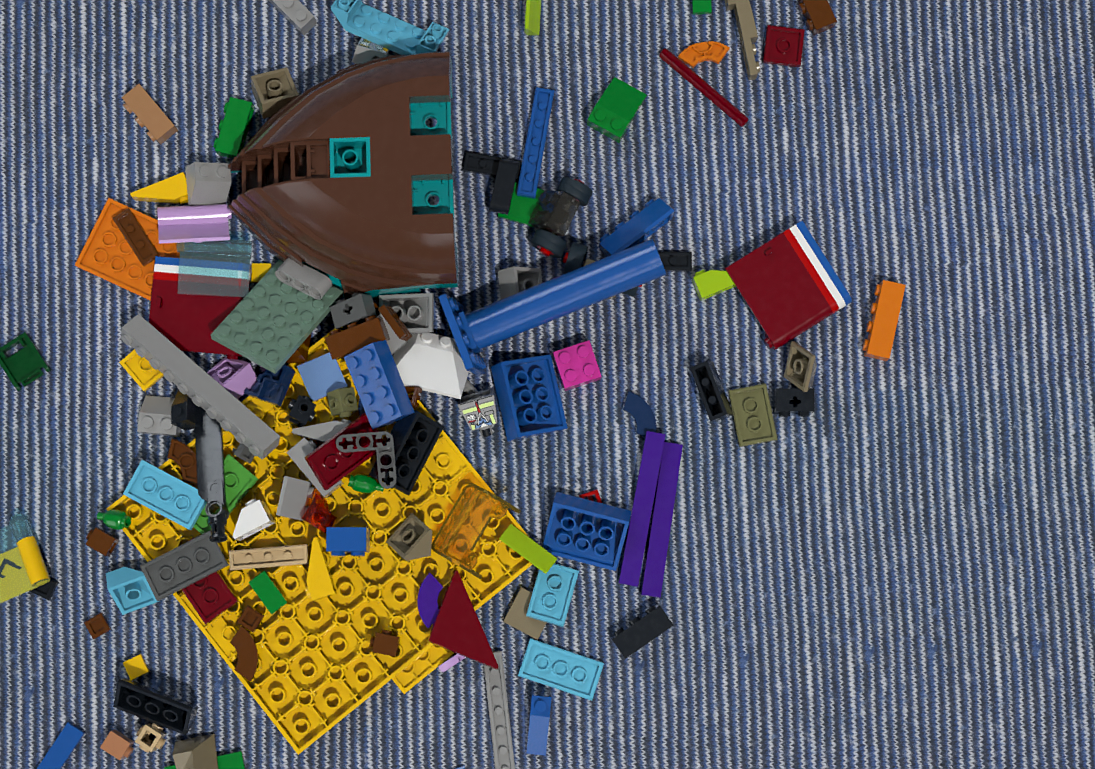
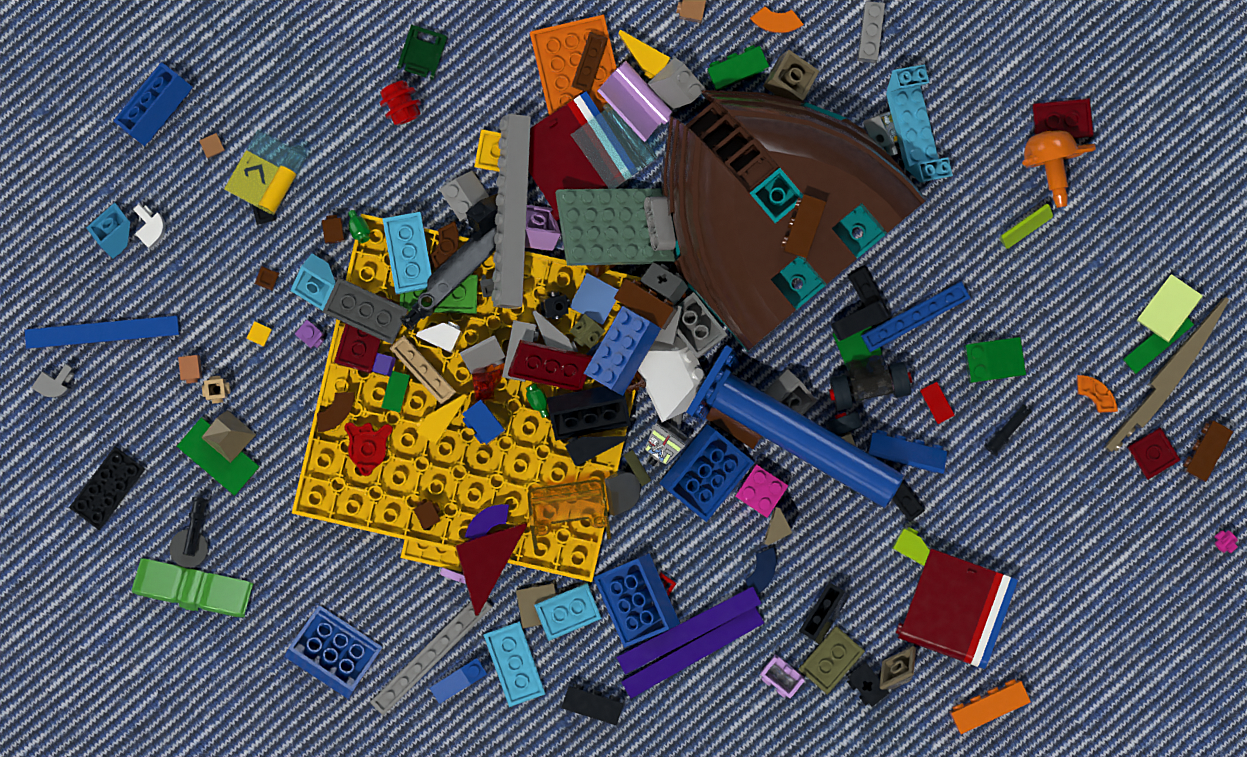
camera: 55 degrees right, 5 degrees up
(40, 407) = (399, 100): none -> red piece
(154, 706) = (241, 373): black slope -> none
(170, 626) = (310, 335): none -> medium lavender bracket
(223, 72) = (776, 22): none -> orange tile
(239, 584) = (383, 364): none -> dark purple tile
(250, 618) = (365, 394): reddish brown tile -> none
(259, 271) = (639, 181): yellow tile -> none
(272, 386) = (554, 266): dark blue slope -> none
(294, 650) = (366, 446): none -> red tile
(380, 451) = (572, 393): dark grey beam -> none
(390, 154) = (803, 226): none -> reddish brown brick
(395, 322) = (681, 323): reddish brown tile -> none
(412, 539) = (523, 470): dark tan slope -> none
(434, 474) = (586, 448): none -> black slope
(482, 448) = (637, 468): none -> olive sticker
(491, 475) = (622, 492): none -> dark grey tile
(510, 347) = (734, 428): none -> reddish brown tile
(528, 548) = (586, 566): lime slope -> none
(615, 178) = (937, 402): none -> red tile
(615, 374) = (777, 528): none -> dark tan slope
(680, 149) = (1002, 437): none -> black pin
(703, 87) = (1068, 415): dark red axle -> none
(736, 463) = (782, 676): none -> lavender window
(894, 43) = (1226, 541): none -> dark pink gear

